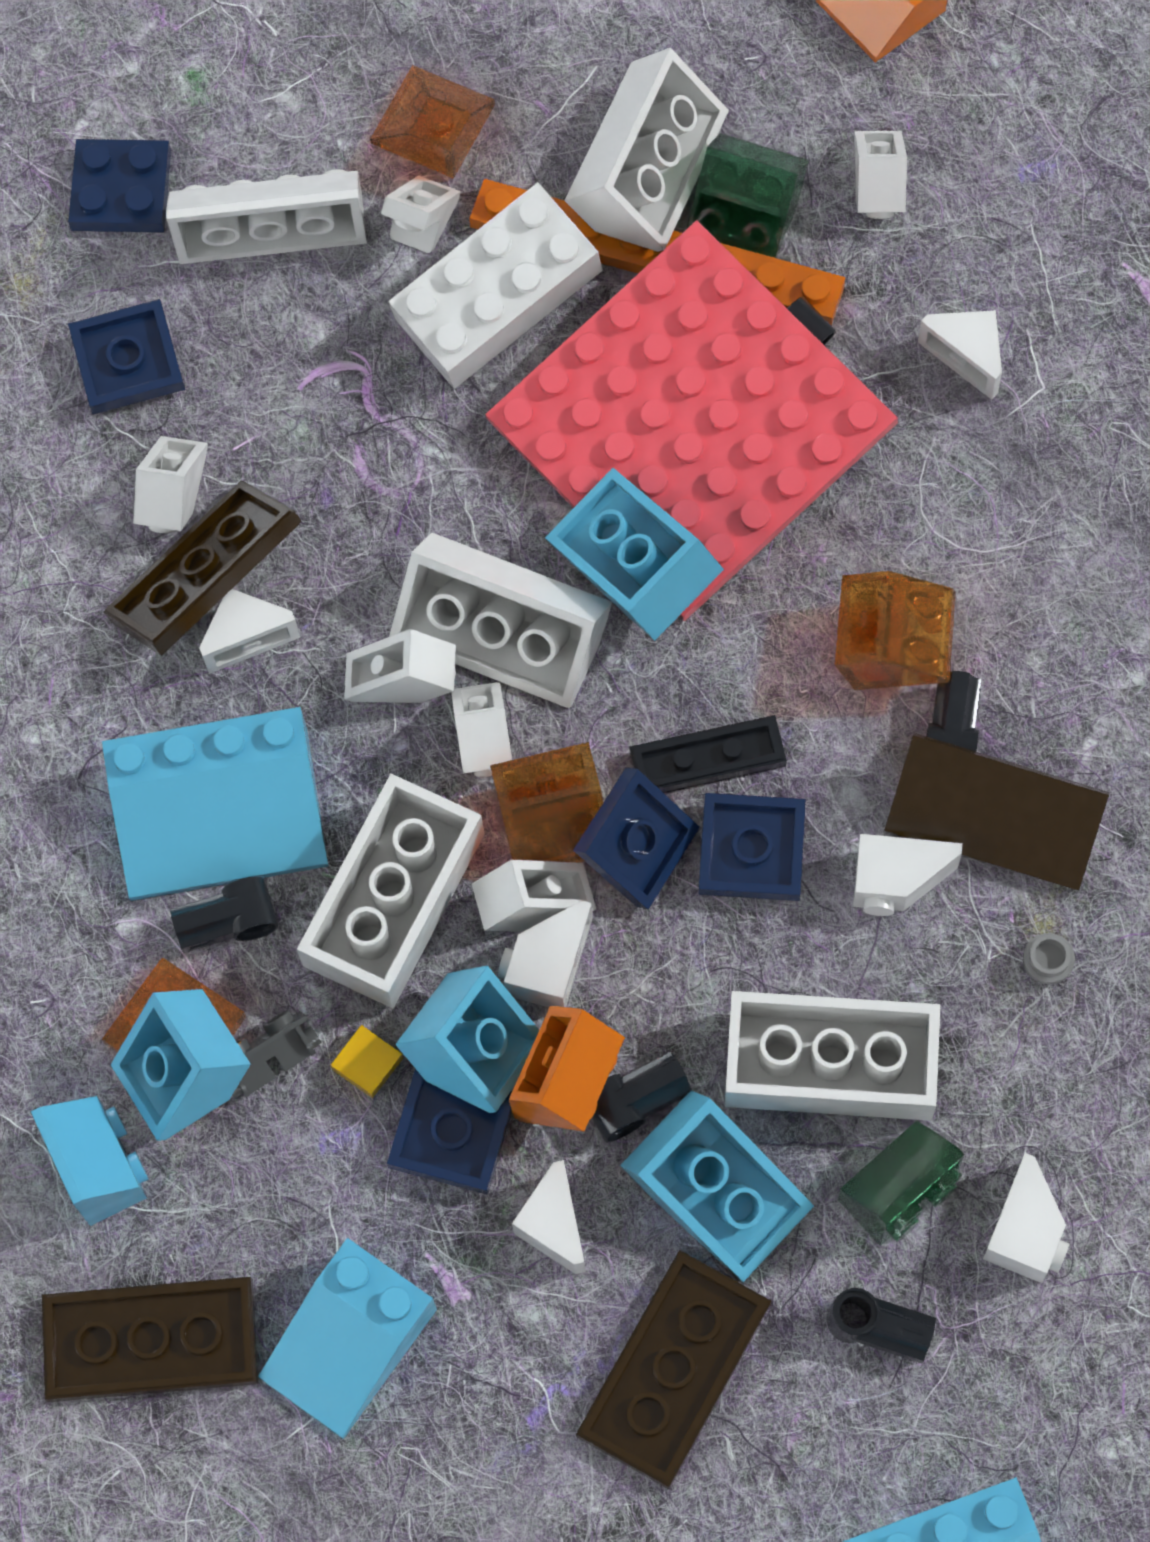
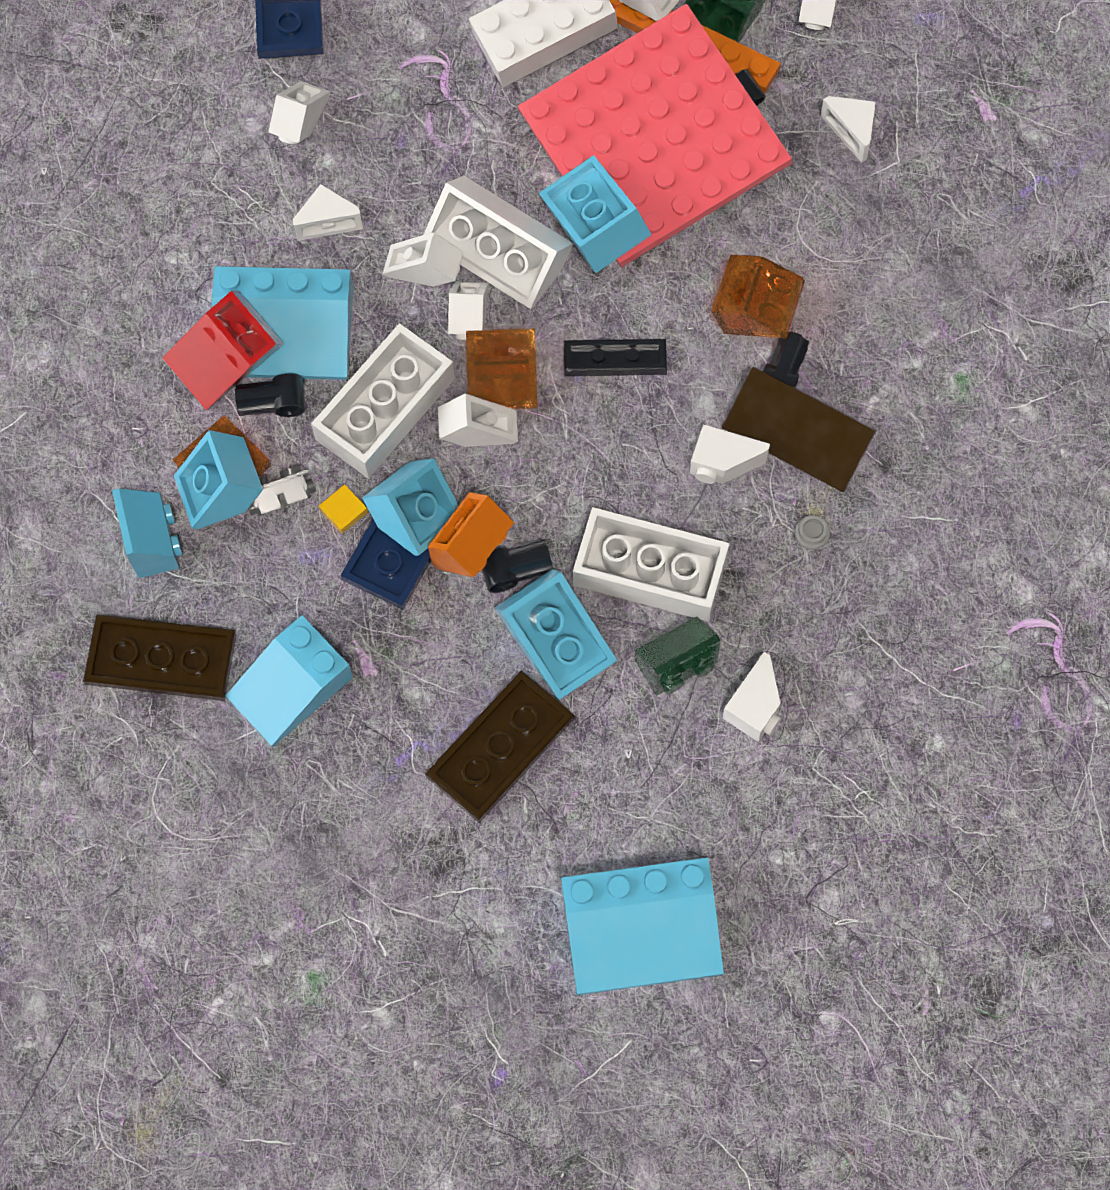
camera: 10 degrees right, 0 degrees up
(140, 862) = (222, 349): none -> slope
(202, 567) = (307, 168): dark brown tile -> none
(547, 957) = (478, 463): white slope -> none
(550, 1220) = (439, 633): white slope -> none
(636, 838) = (553, 398): dark blue plate -> none
(752, 847) = (630, 421): dark blue plate -> none
(886, 1326) = (646, 747): black piece -> none

